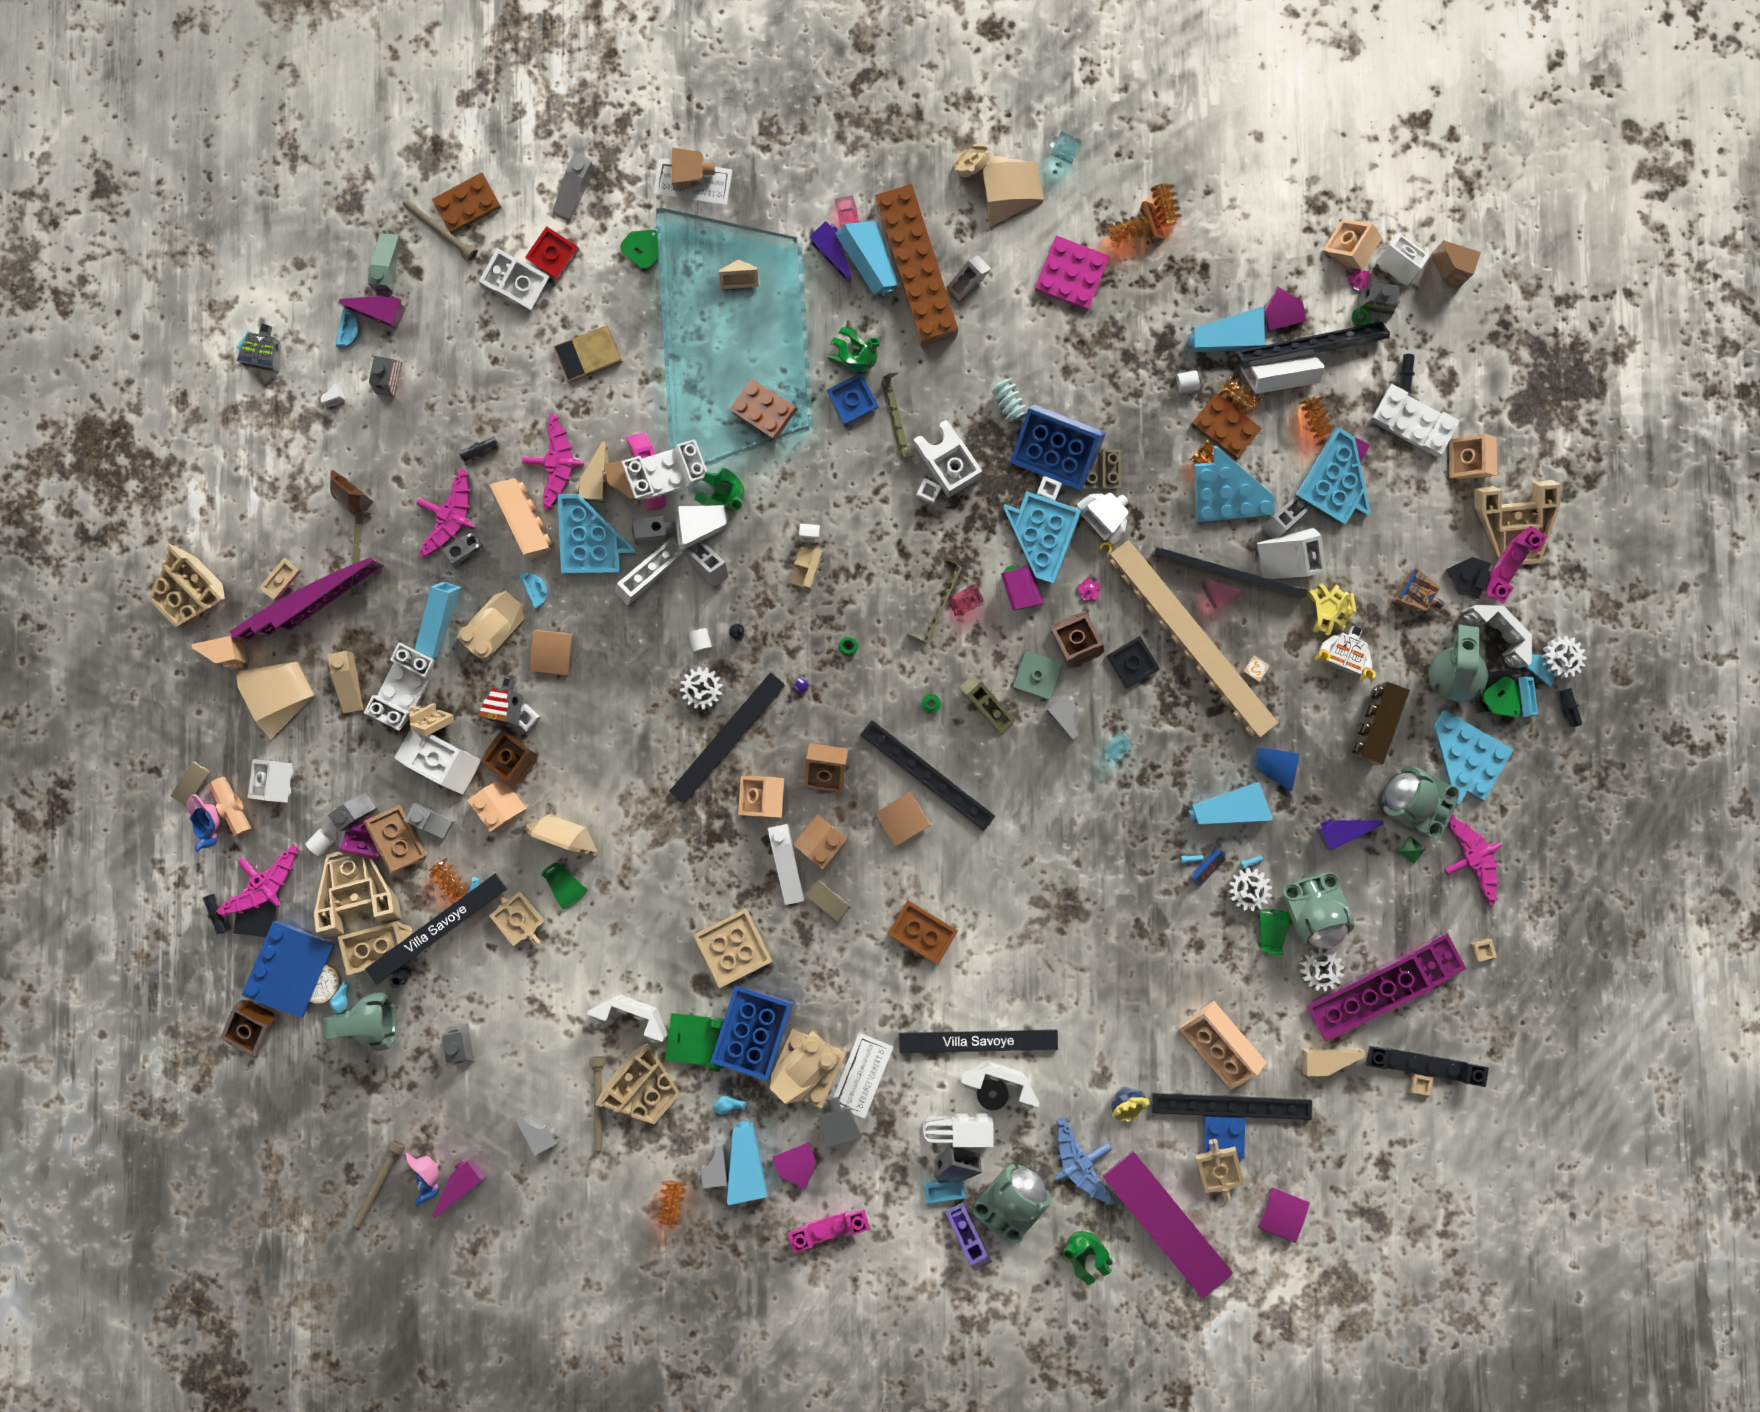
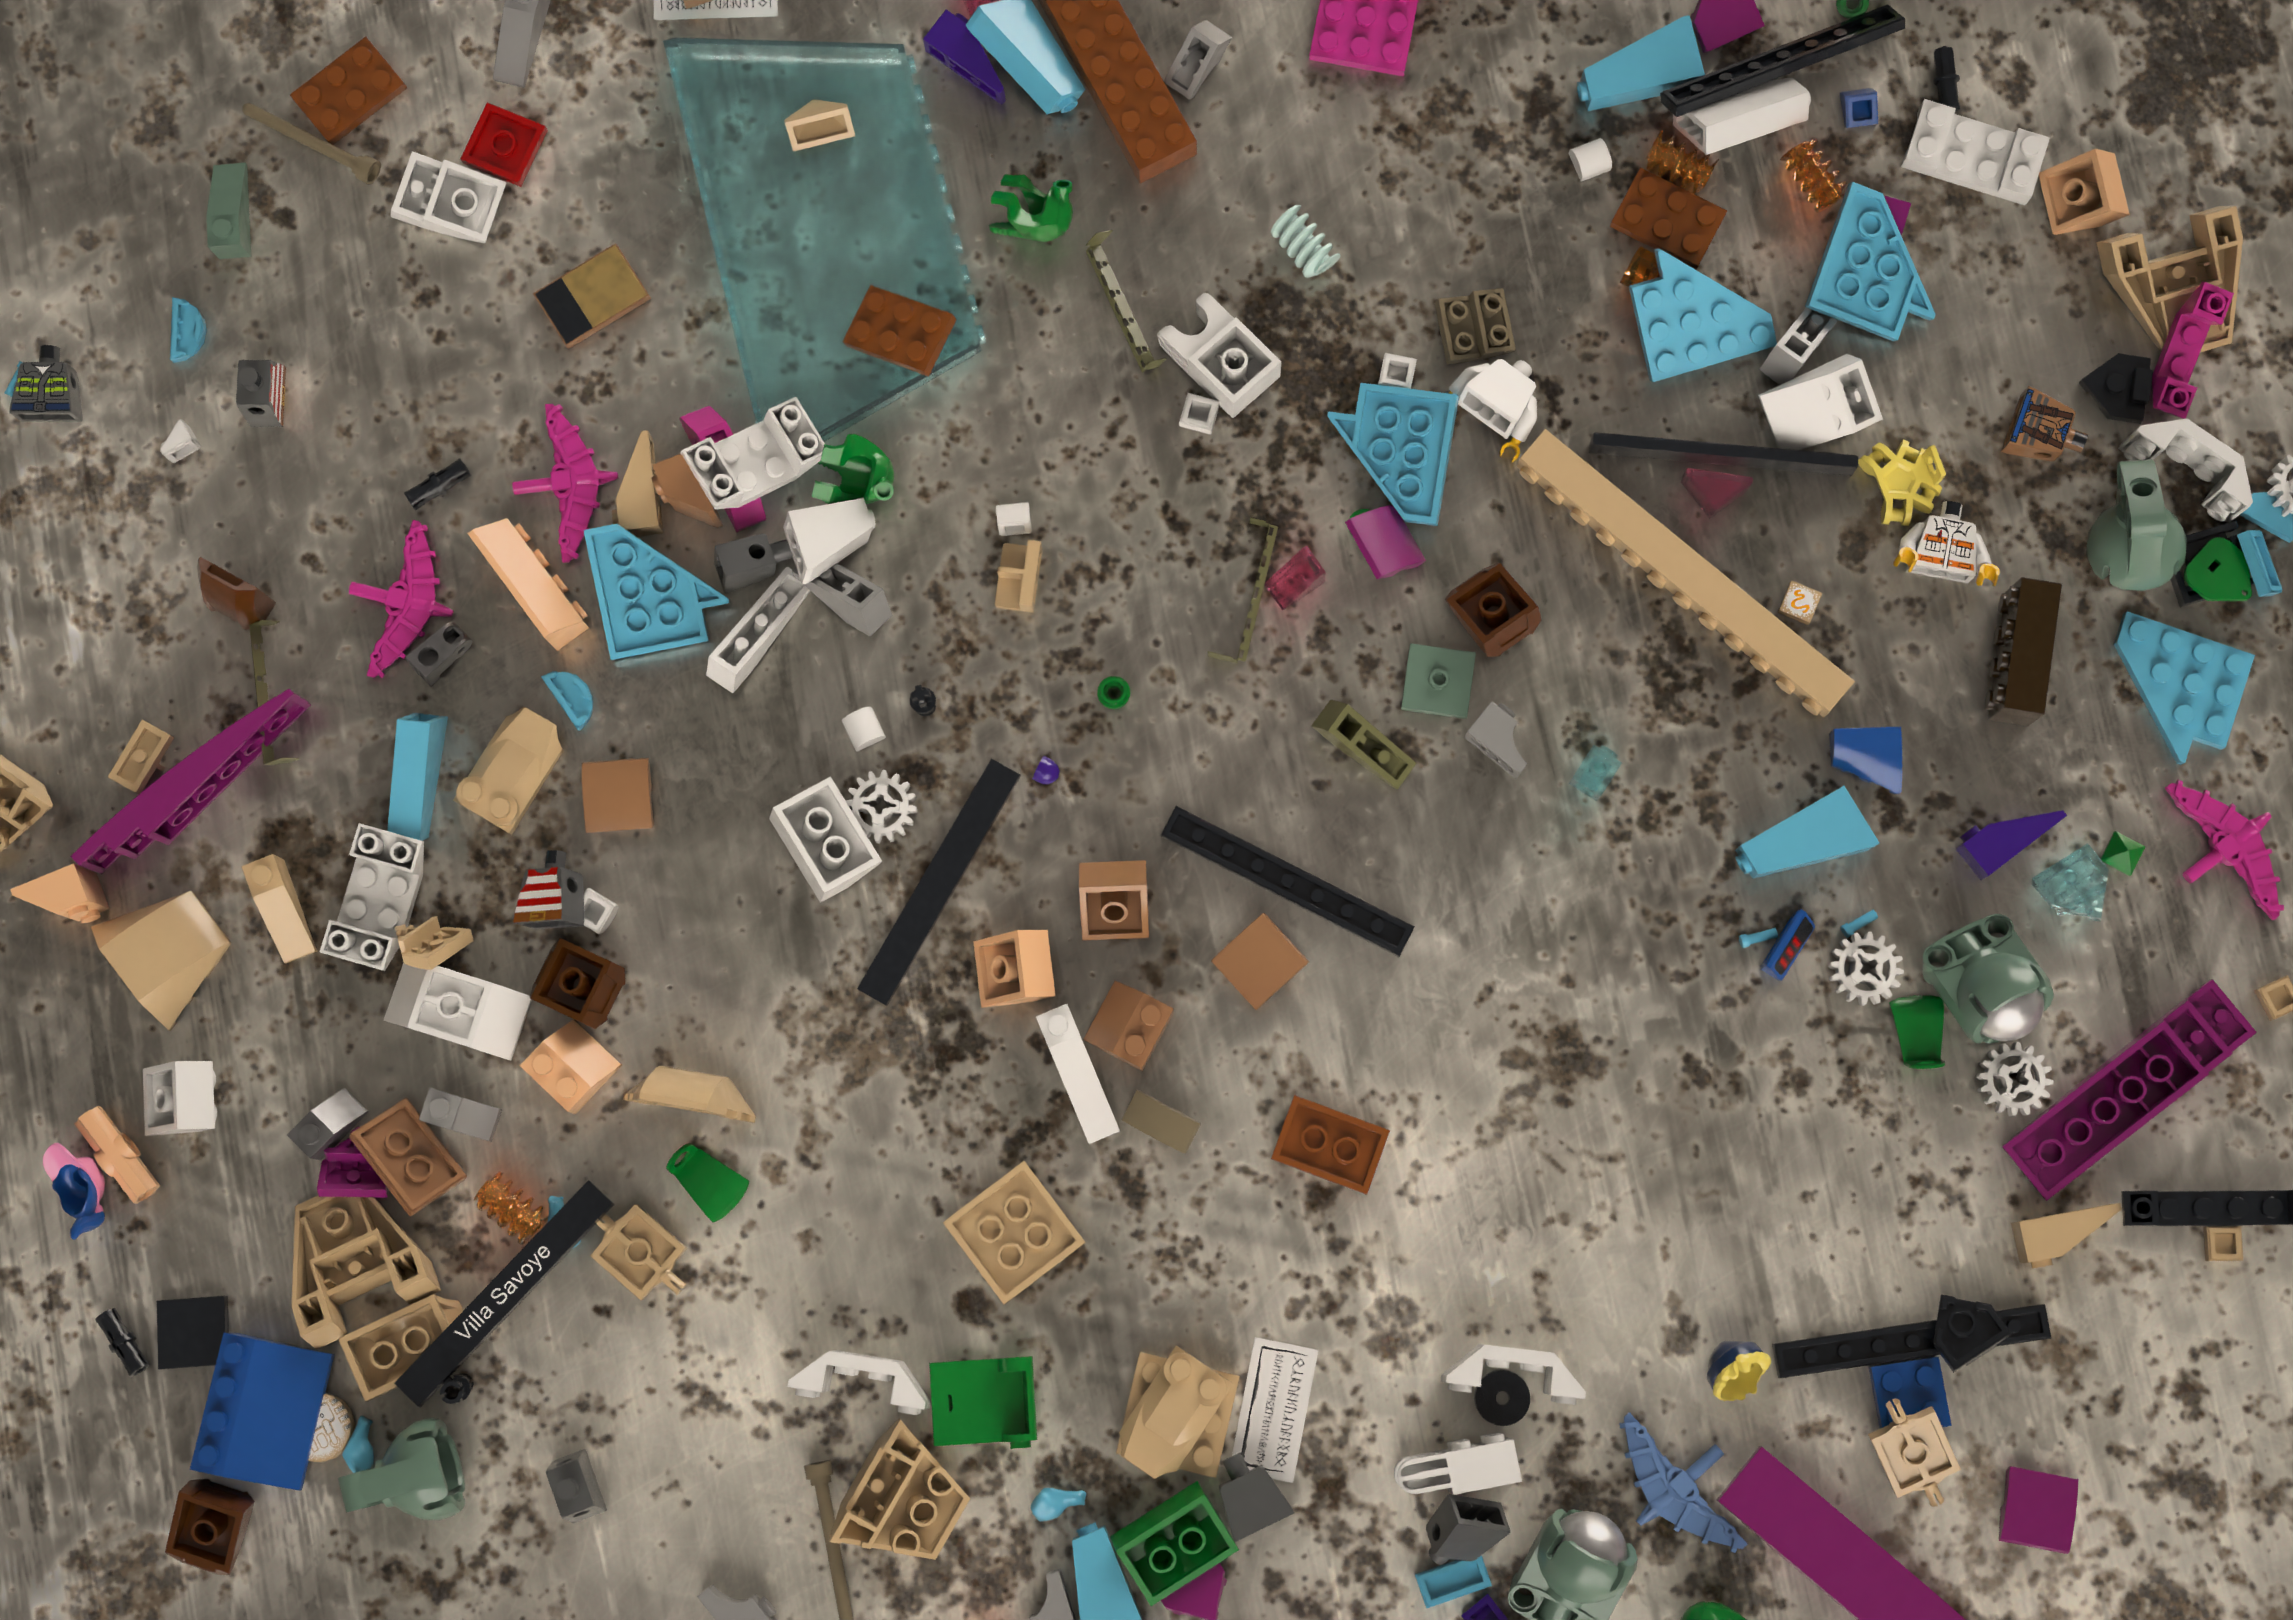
camera: 10 degrees left, 5 degrees down
(190, 782) = (43, 1126): dark tan slope -> none
(262, 885) = (193, 1278): dark pink bar -> none
(319, 843) = (280, 1188): white brick -> none
(379, 308) = (228, 286): magenta slope -> none
(645, 243) = (655, 100): green piece -> none
(665, 701) = (824, 839): none -> white slope
(752, 1032) = (1073, 1368): blue slope -> none
(790, 1141) = (1173, 1543): none -> green slope
(852, 399) = (1044, 287): blue plate -> none
(926, 708) = (1270, 771): green plate -> none
(978, 1041) = (1460, 1312): black tile -> none
(1057, 447) = (1397, 302): blue slope -> none
(1089, 589) = (1496, 525): dark pink plant -> none
(1133, 662) = (1593, 630): black tile -> none
(1222, 1046) = (1875, 1241): light nougat slope -> none
(1263, 1107) = (1966, 1331): none -> black plate
(1352, 380) = (1859, 107): none -> blue slope
(1380, 863) = (2075, 884): none -> clear light blue slope
(1420, 801) = (2119, 767): sand green piece -> none

